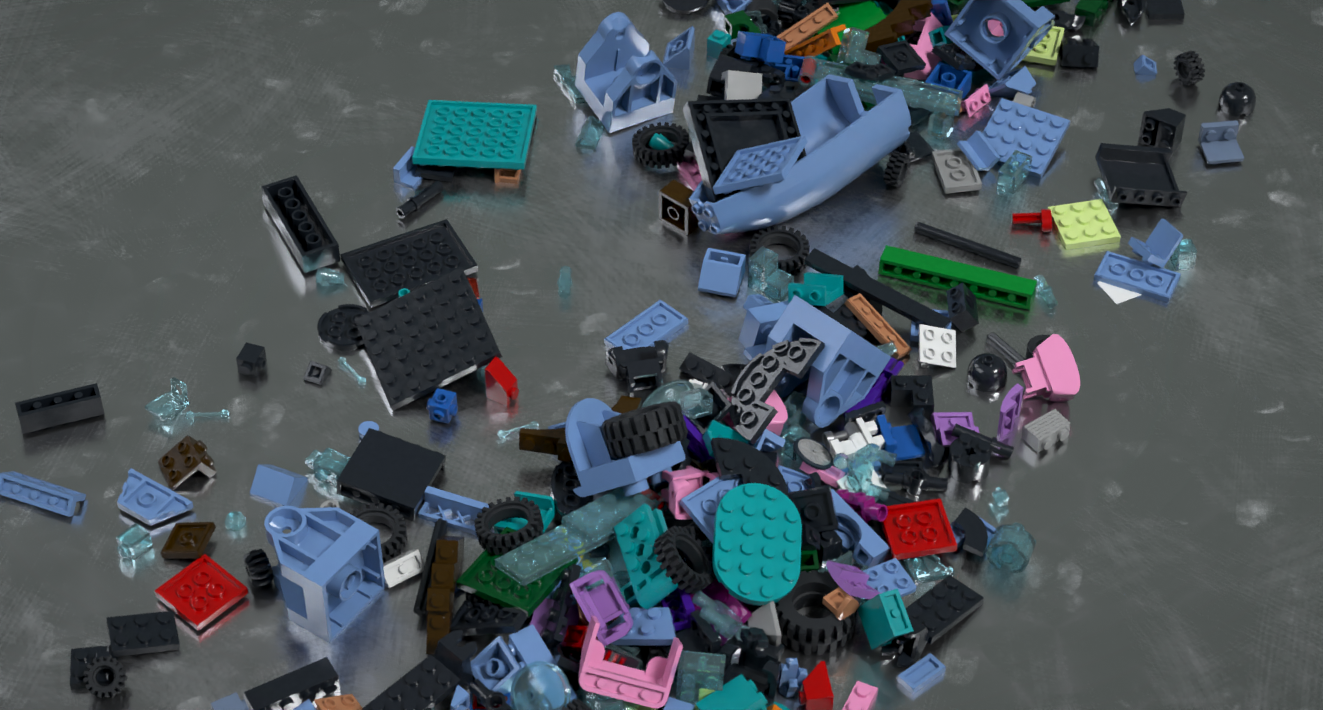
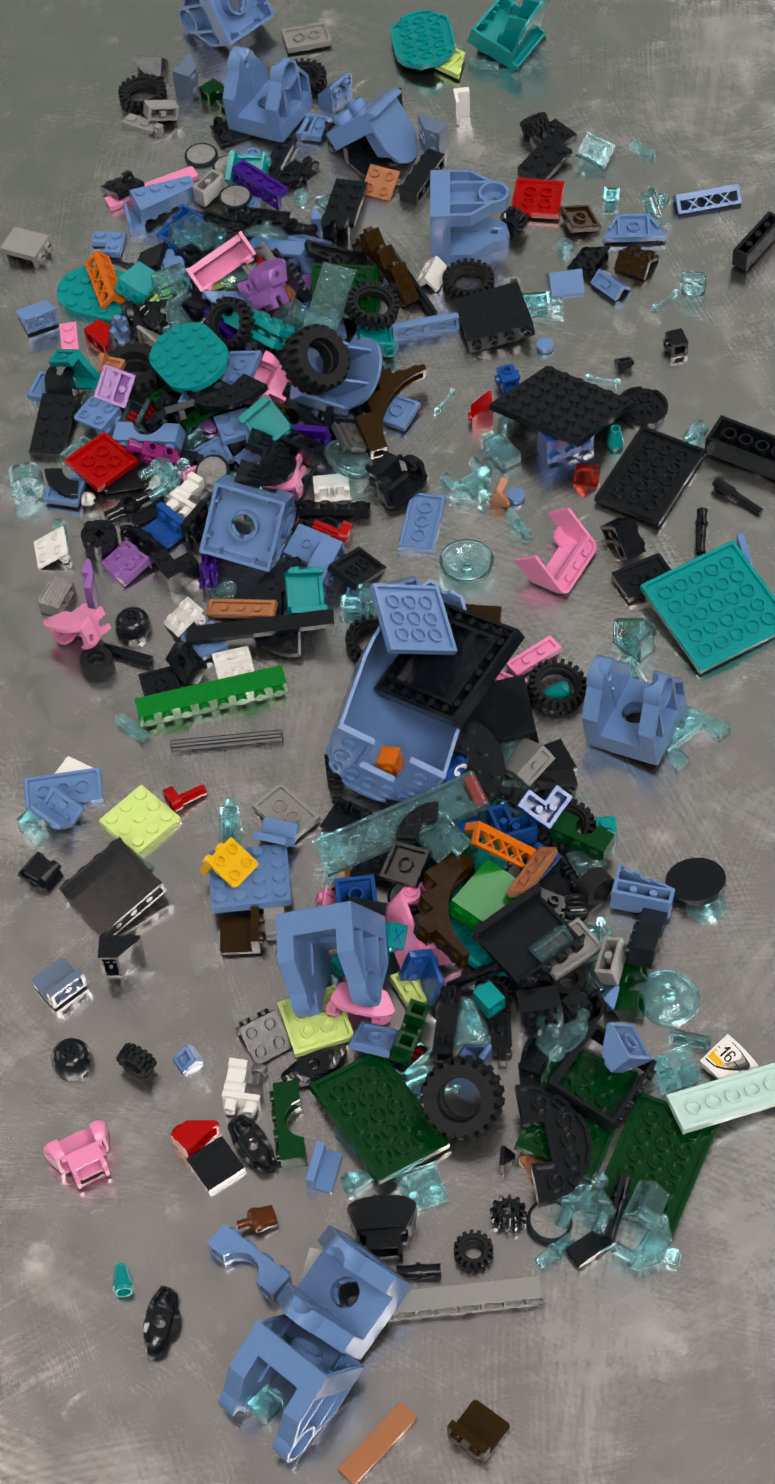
camera: 150 degrees right, 10 degrees up
(27, 591) = (643, 149): none -> clear light blue axle
(82, 608) = (595, 150): none -> clear light blue hinge
(101, 503) = (656, 201): none -> clear light blue hips
(229, 491) = (590, 259): none -> black hinge
(239, 452) = (609, 284): none -> medium blue panel
(360, 225) = (727, 489): none -> black pin
(491, 218) = (625, 536): none -> black brick
(505, 190) = (632, 576): none -> black plate
(518, 348) = (500, 451): none -> clear light blue brick
(541, 309) = (516, 496): none -> medium blue tile
(555, 313) = (498, 498): none -> nougat tile
(563, 231) = (570, 559): none -> bright pink windscreen
(564, 139) = (635, 637): none -> clear light blue slope
(570, 332) = (471, 486): none -> clear light blue connector
(644, 263) = (466, 561): none -> clear light blue dish
(654, 178) = (532, 656): none -> bright pink plate
(680, 50) = (635, 807): medium blue slope -> none
(696, 403) = (312, 433): clear light blue brick -> none
(731, 351) = (340, 534): none -> red piece
(735, 307) = (356, 568): none -> black plate
(921, 291) = (232, 662): none -> white slope
(953, 511) = (87, 499): none -> white hinge
(996, 314) = (159, 681): none -> black tile
(1005, 450) = (100, 557): black pin -> none
(1022, 481) = (51, 548): none -> white hinge
(1037, 139) = (230, 862): none -> yellow bracket
(1044, 103) = (242, 934): none -> dark brown bracket
(1116, 28) = (239, 1092): none -> white hips
(1169, 20) = (194, 1135): none -> red slope
(1195, 225) = (42, 872): none -> black cylinder
(1261, 45) = (81, 1152): none -> bright pink piece

